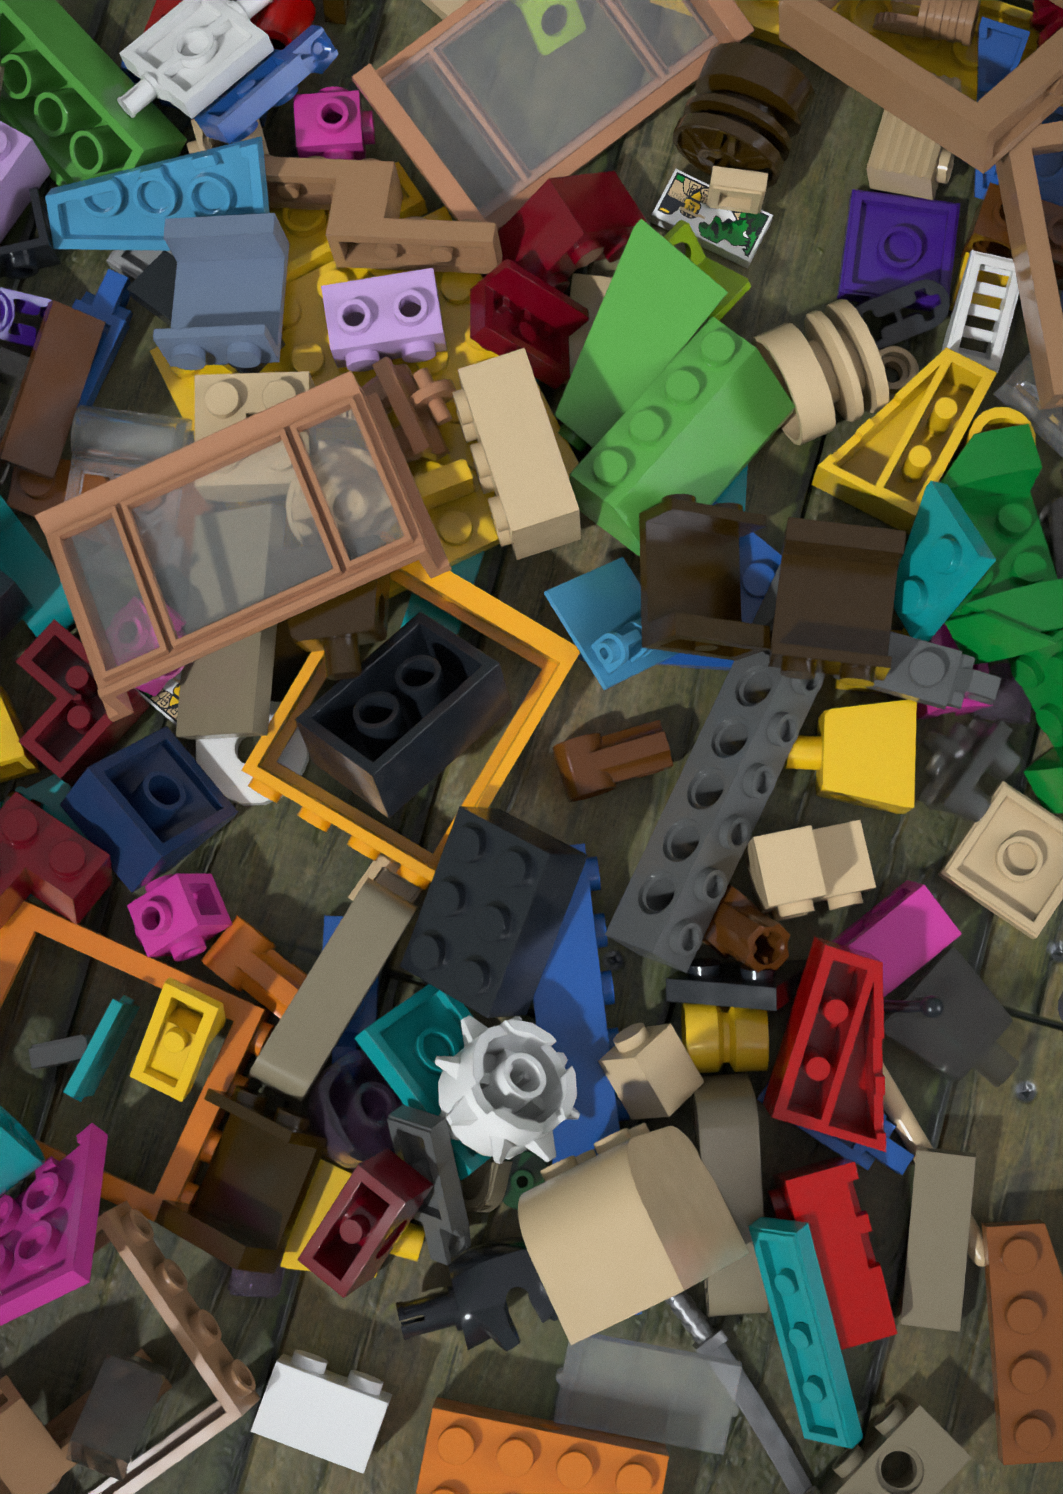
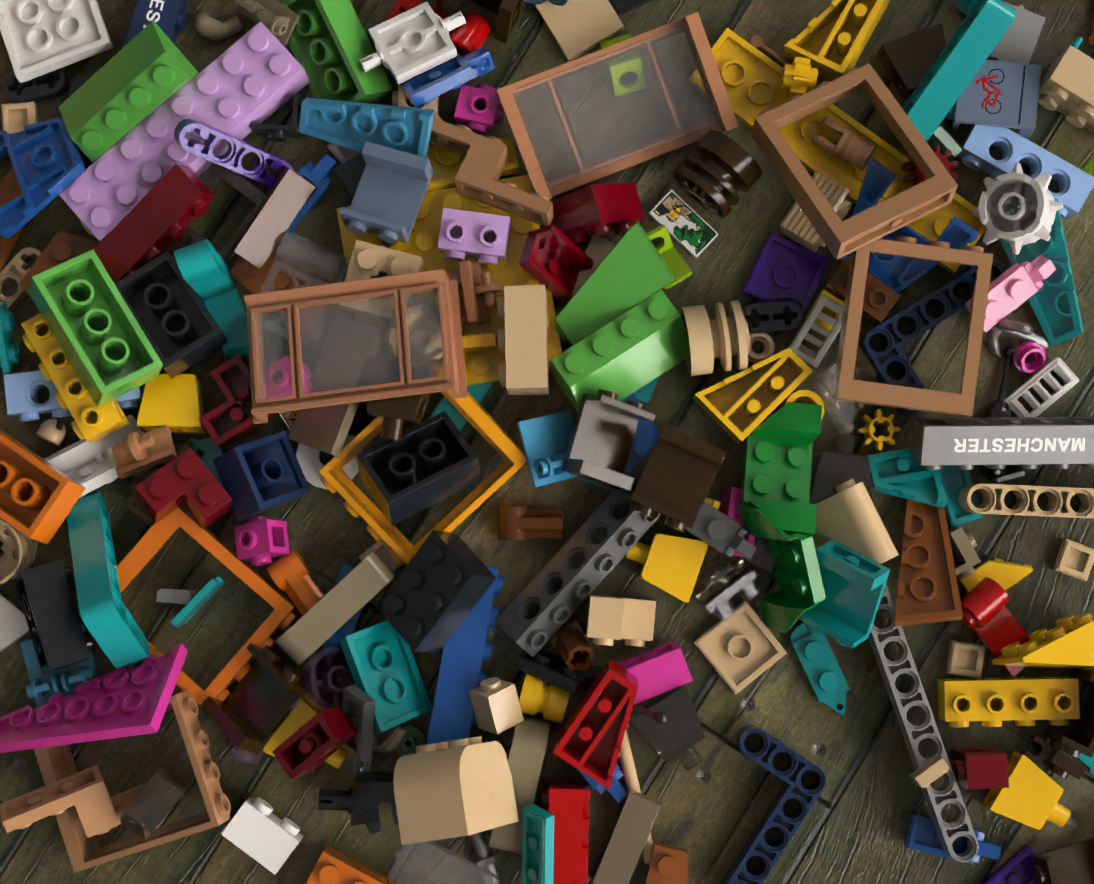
camera: 10 degrees right, 5 degrees up
(177, 1039) = (240, 612): yellow slope -> none
(506, 1089) = (412, 693): white brick -> none
(736, 190) = (700, 216): tan tile -> none
(939, 563) = (743, 472): teal wing -> none

